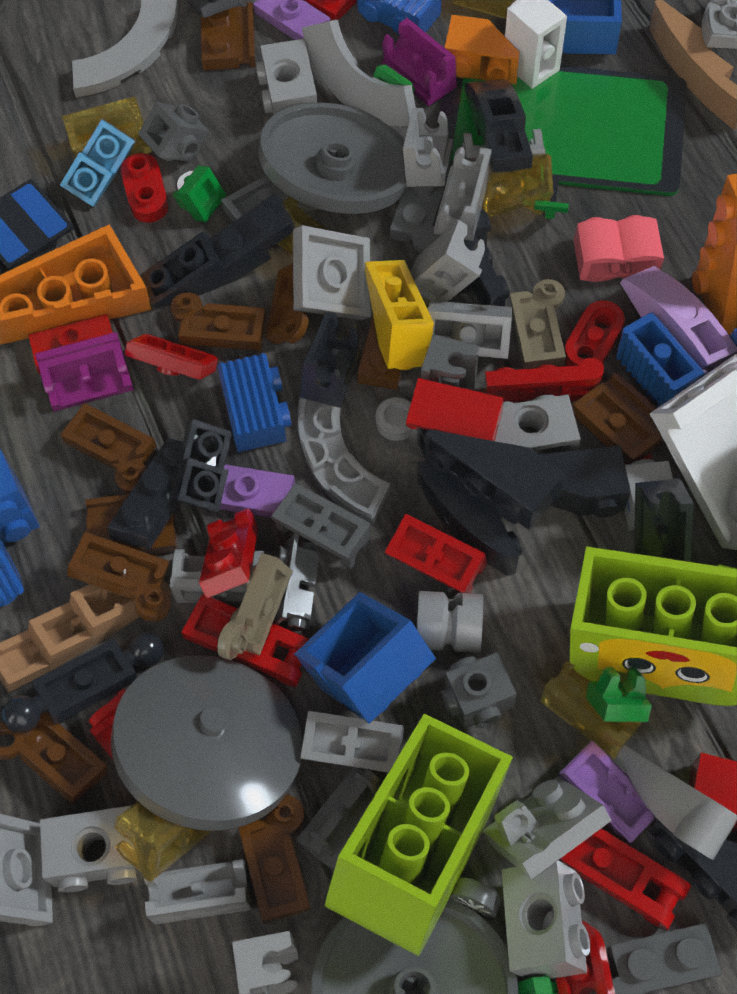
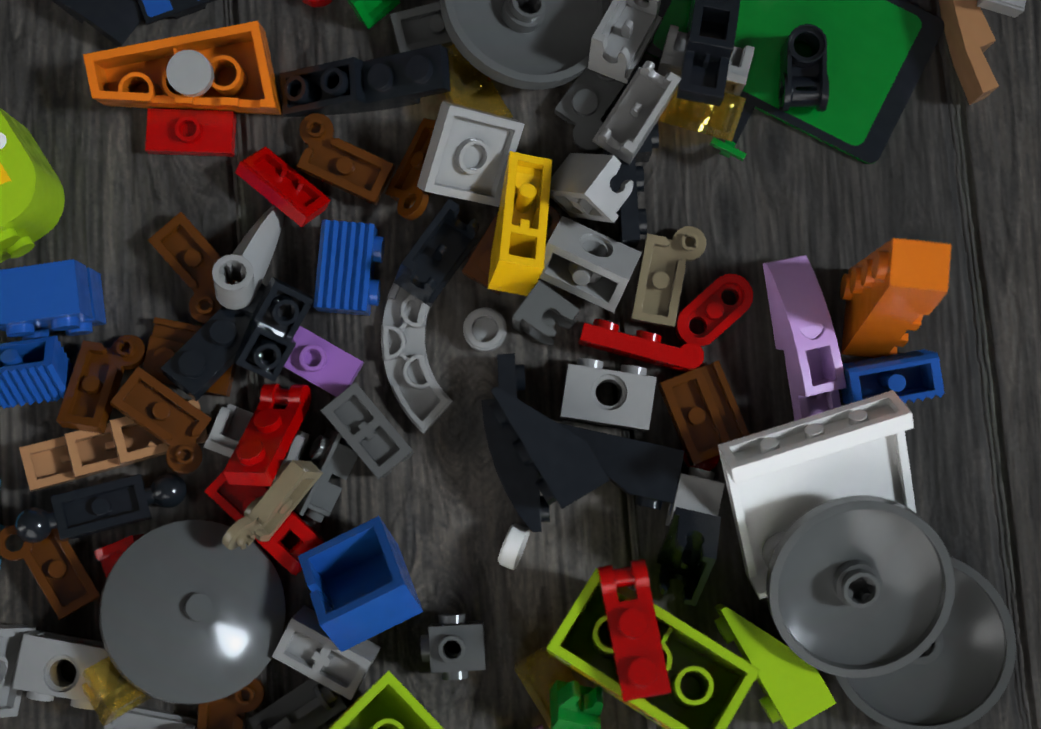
camera: 15 degrees right, 20 degrees up
(44, 571) = (97, 381): none -> reddish brown hinge
(62, 277) = (190, 73): none -> light grey tile
(84, 371) = (191, 173): magenta hinge -> none
(159, 422) = (248, 262): none -> light grey piece
(436, 554) = (467, 497): red hinge -> none
(451, 621) = (454, 568): light grey wheel -> none
(454, 410) = (531, 370): red hinge -> none
(496, 587) = (513, 546): none -> white tile
(588, 135) = (804, 79): none -> black piece
(617, 248) = (780, 215): coral brick -> none
(648, 582) = (634, 632): none -> red plate
(656, 359) = (763, 369): blue brick -> none

